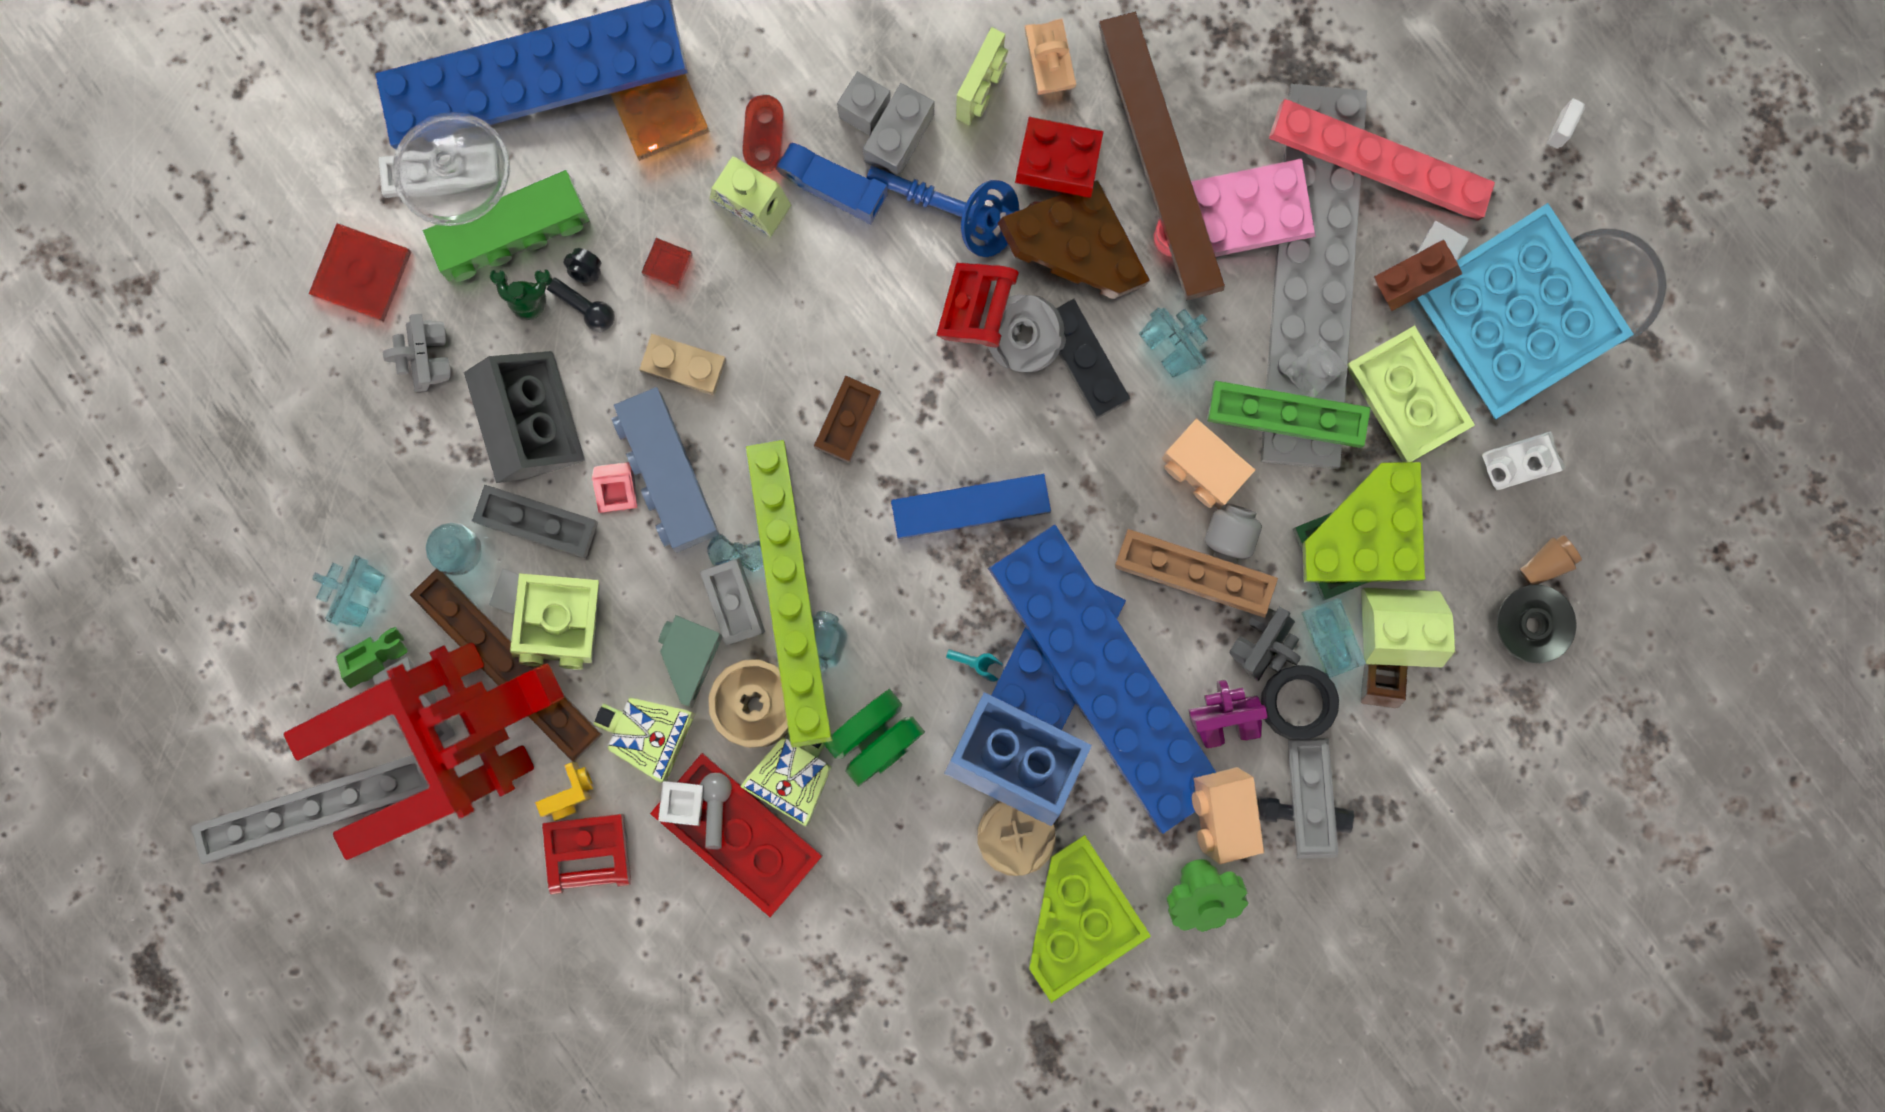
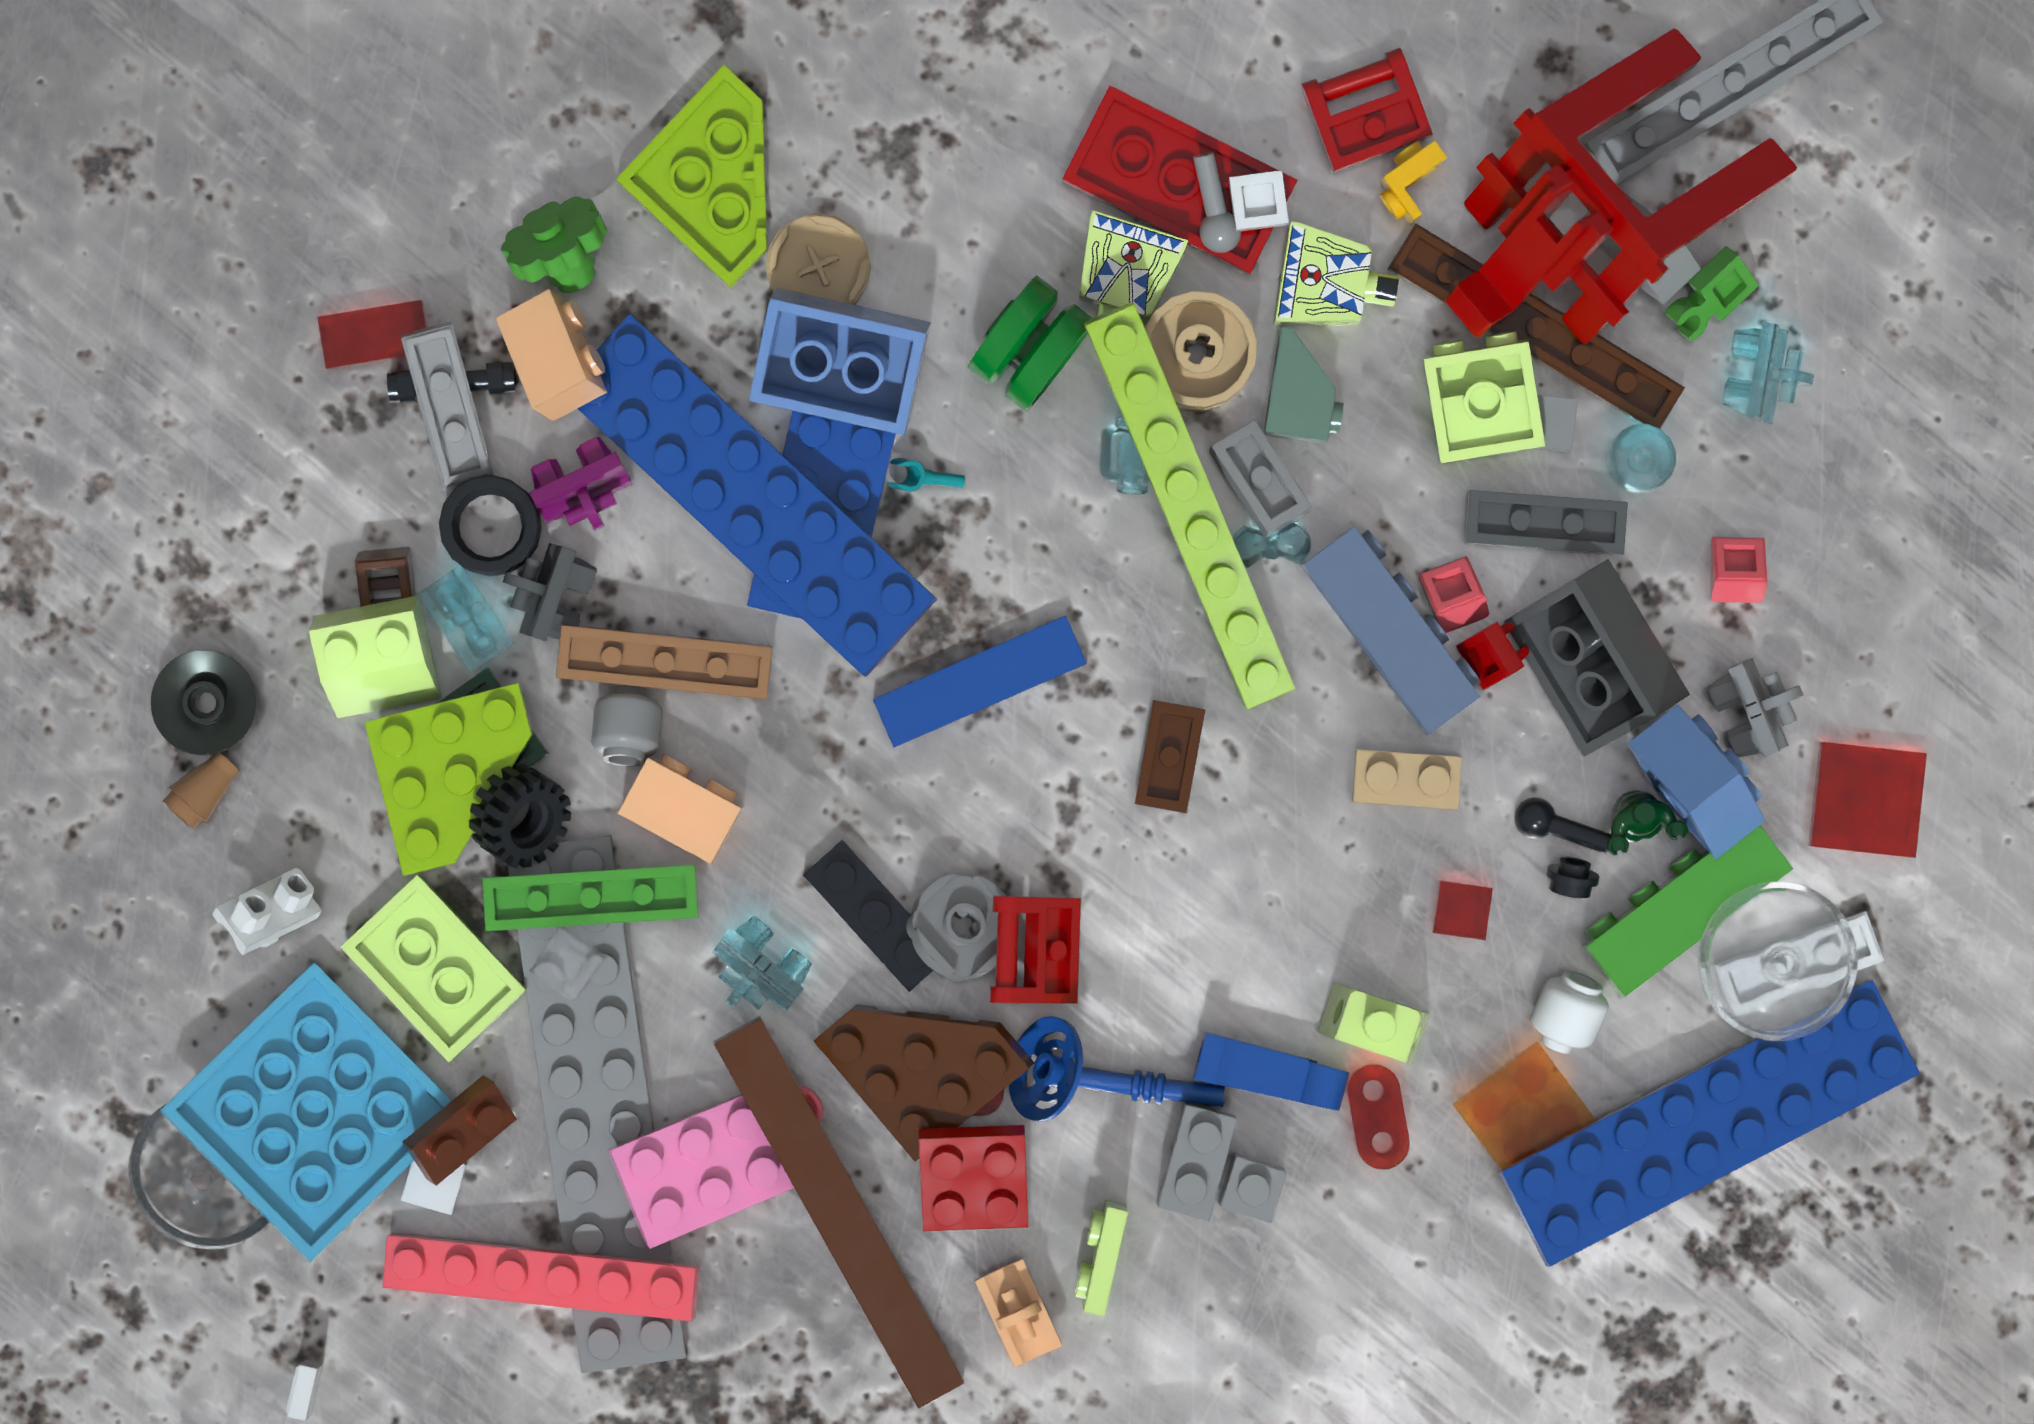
camera: 165 degrees right, 5 degrees up
(407, 456) = (1738, 570): none -> coral slope
(472, 305) = (1699, 779): none -> medium blue brick
(597, 435) = (1492, 654): none -> red tile
(609, 172) = (1569, 1012): none -> white head
(1334, 498) = (501, 805): none -> black tyre
(1357, 866) = (369, 333): none -> clear red tile

